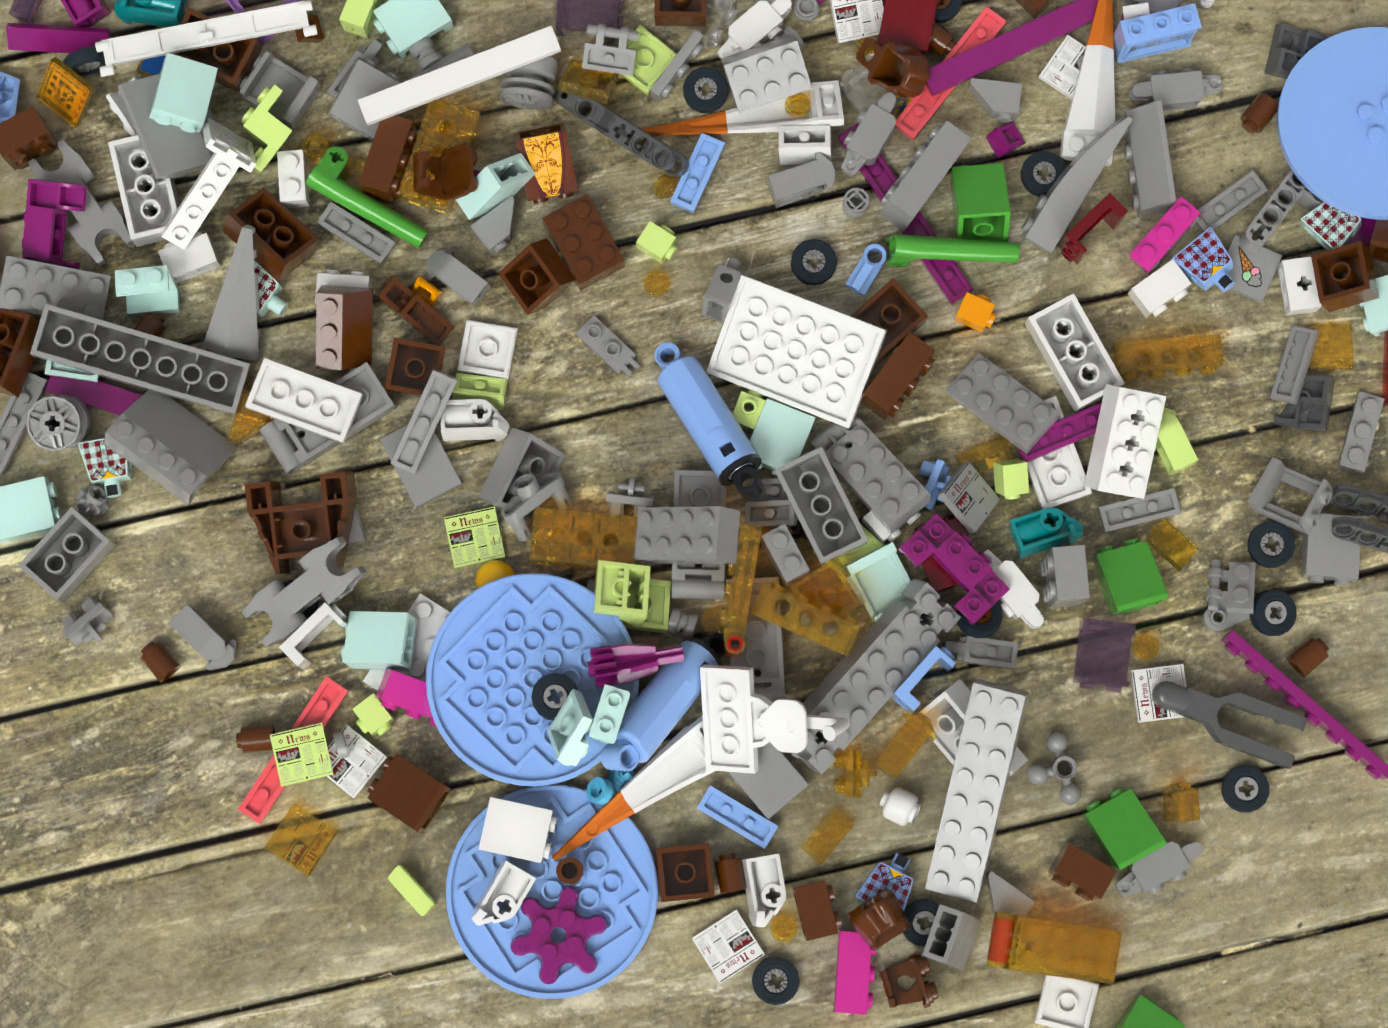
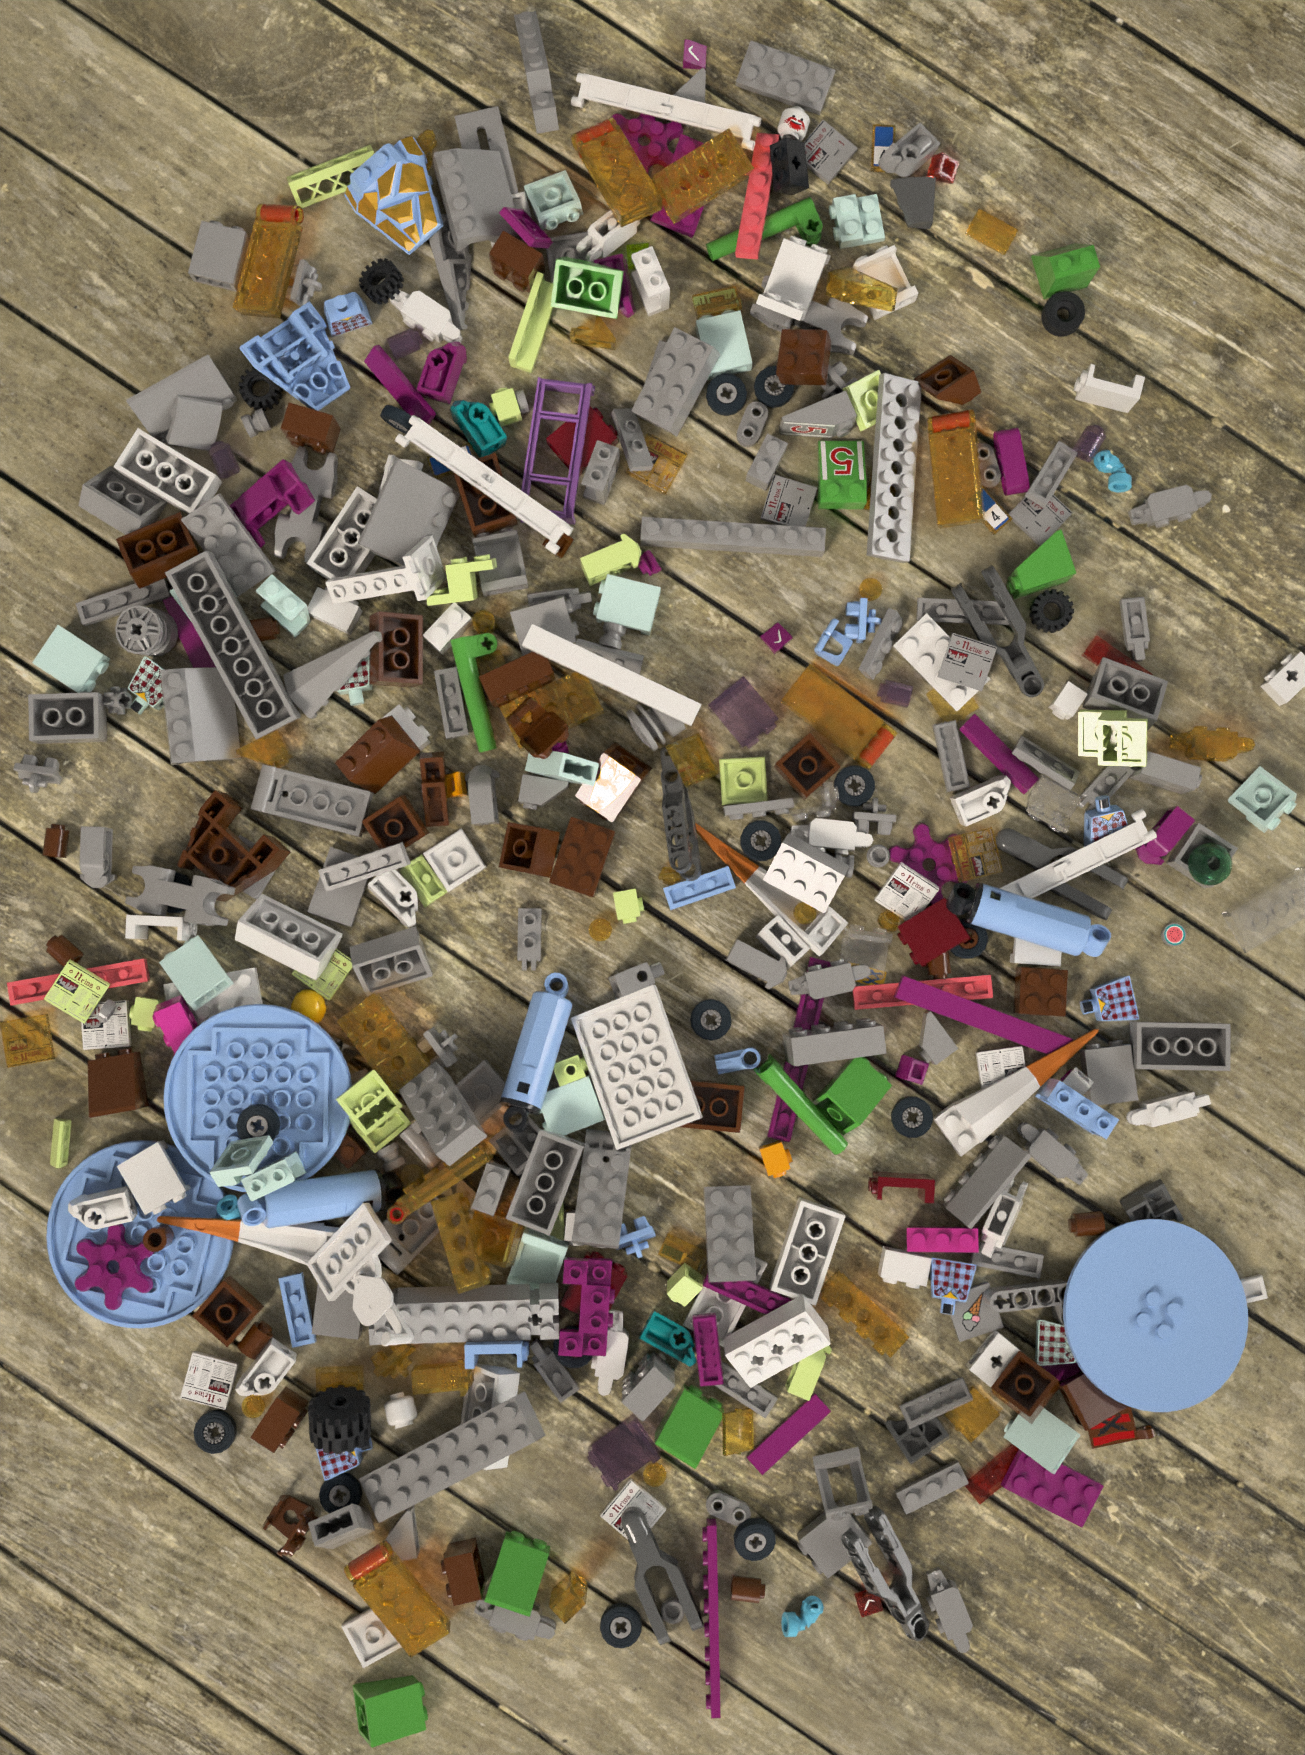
camera: 45 degrees right, 5 degrees up
(65, 92) = (367, 426): clear yellow tile -> none
(183, 93) = (431, 505): light aqua brick -> none
(304, 400) = (304, 776): white plate -> none
(421, 540) = (287, 936): none -> white slope
(531, 494) = (380, 982): light grey connector -> none
(610, 57) = (721, 759): light grey plate -> none
(628, 662) = (322, 1153): magenta piece -> none
(853, 974) = (265, 1479): dark pink brick -> none
(855, 208) = (775, 1011): light grey wheel -> none
(861, 856) = (339, 1419): none -> black wheel
(879, 919) = (311, 1467): reddish brown piece -> none
(896, 68) = (889, 958): reddish brown piece -> none
(898, 377) = (682, 1150): reddish brown brick -> none
(969, 497) = (644, 1270): light grey tile -> none
(1039, 774) = (505, 1481): light grey piece -> none
(1067, 193) = (917, 1147): light grey slope -> none
(1081, 505) = (708, 1349): none -> magenta plate
(1192, 174) = (1002, 1218): none -> white hinge
(1211, 508) = (788, 1433): none -> magenta tile
(1240, 586) = (749, 1504): light grey plate -> none
(1271, 734) = (672, 1610): none -> light grey tile
(1278, 533) = (799, 1483): black bush -> none
(1372, 621) = (810, 1610): none -> medium azure arm

